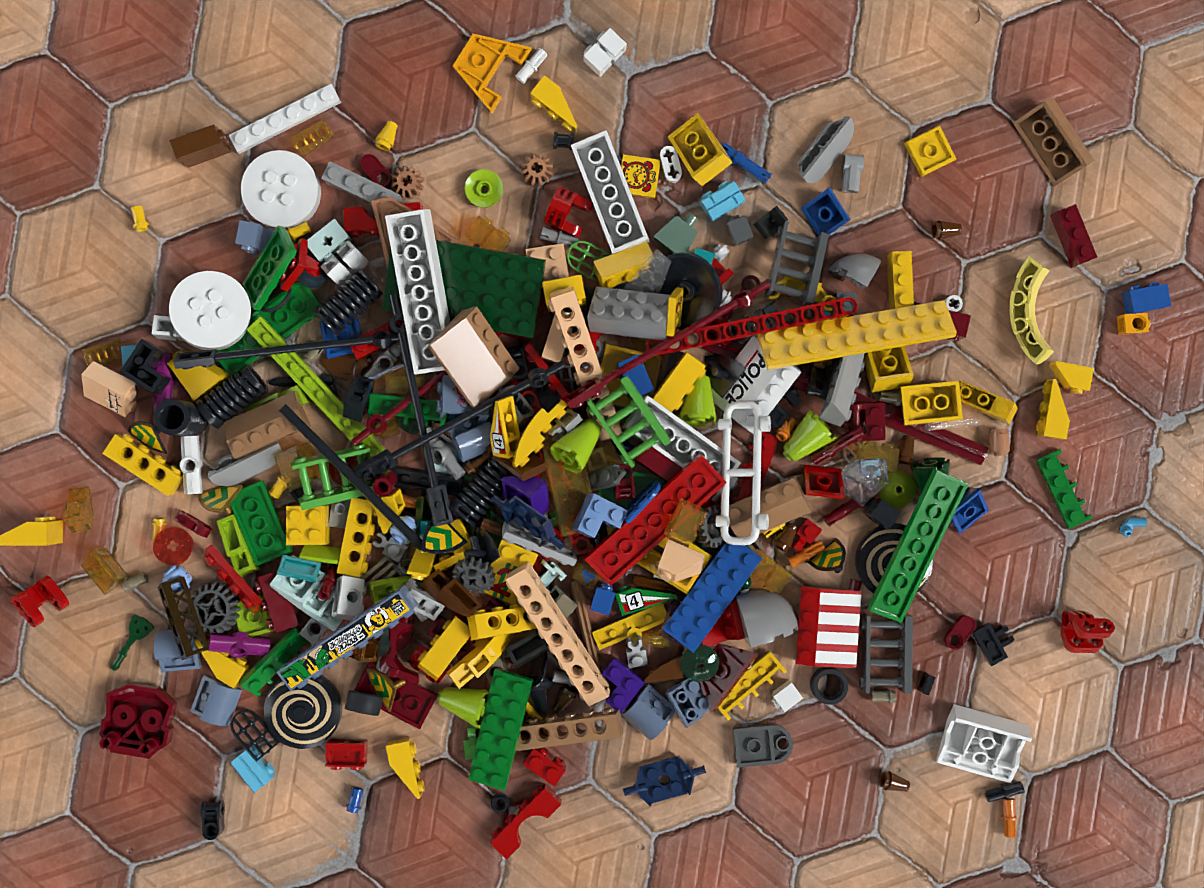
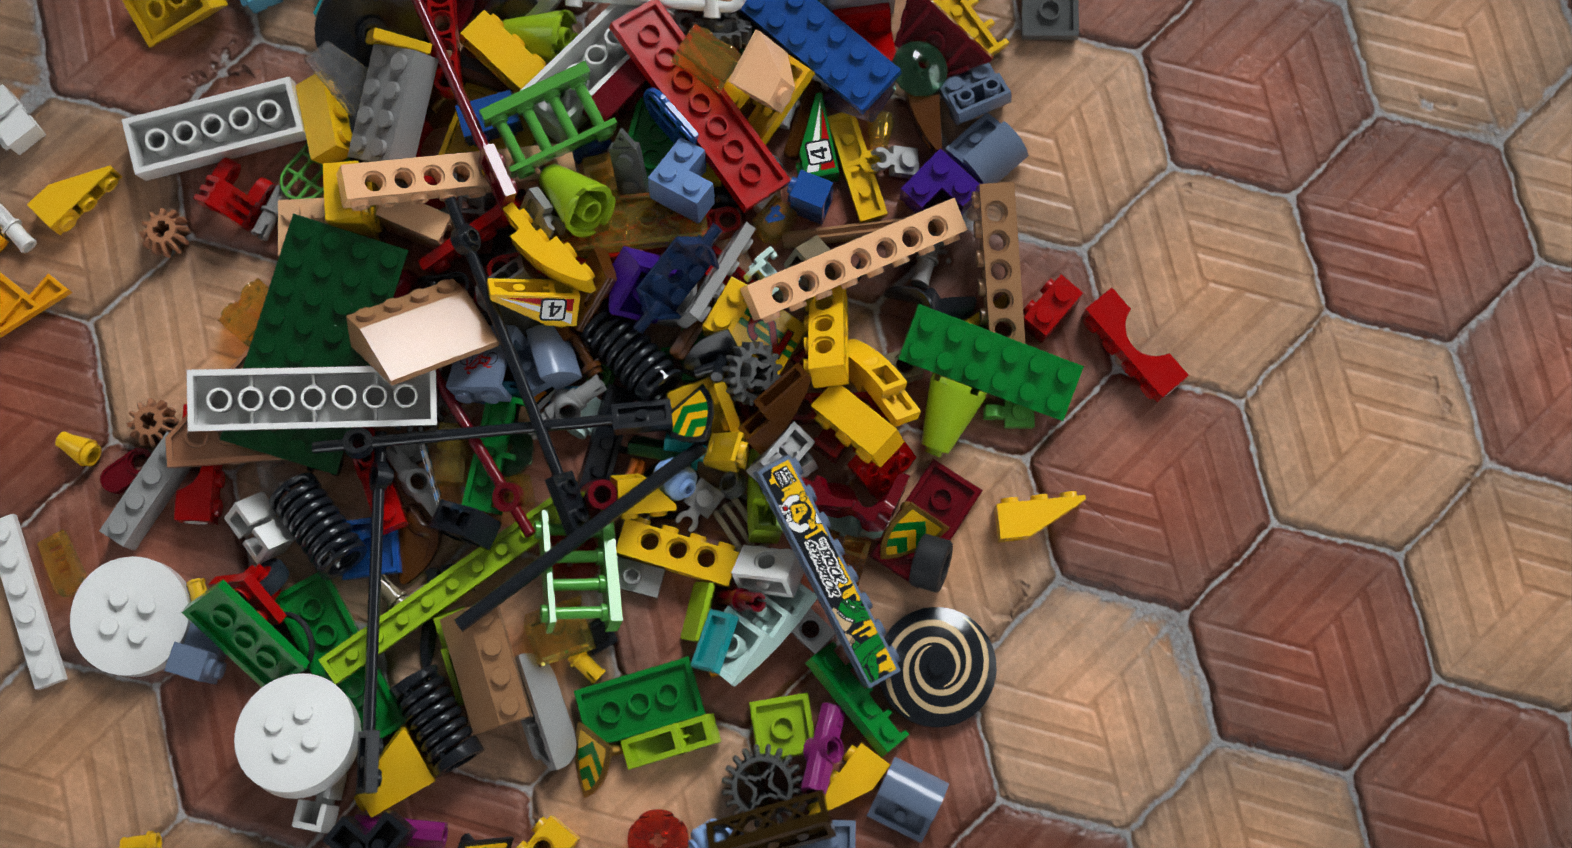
camera: 90 degrees left, 10 degrees down
(168, 416) = (435, 792): black piece -> none
(191, 478) = (516, 800): white piece -> none
(193, 523) = (628, 807): dark red piece -> none
(201, 145) = (42, 727): reddish brown brick -> none
(212, 815) = (1091, 824): black piece -> none
(233, 579) = (718, 749): red hinge -> none
(252, 742) = (970, 735): black window -> none
(252, 772) = (1019, 751): medium azure brick -> none
(278, 609) = (767, 687): dark red brick -> none
(307, 525) = (650, 626): yellow piece -> none
(319, 245) = (209, 542): light aqua brick -> none
(346, 754) = (1010, 604): red hinge -> none
(354, 800) = (1082, 600): blue pin -> none
(480, 179) = (171, 303): lime dish -> none
(500, 808) = (1111, 376): black plate -> none
(527, 649) = (874, 312): pearl dark grey piece -> none
(563, 140) = (129, 191): black bush -> none
(564, 698) = (955, 272): dark brown cone -> none
(626, 485) = (647, 137): dark red piece -> none
(641, 175) = (198, 81): yellow tile -> none
(653, 791) = (1094, 119): dark blue plate -> none
(666, 165) = (190, 46): white beam -> none
(677, 234) = (290, 43): sand green torso -> none

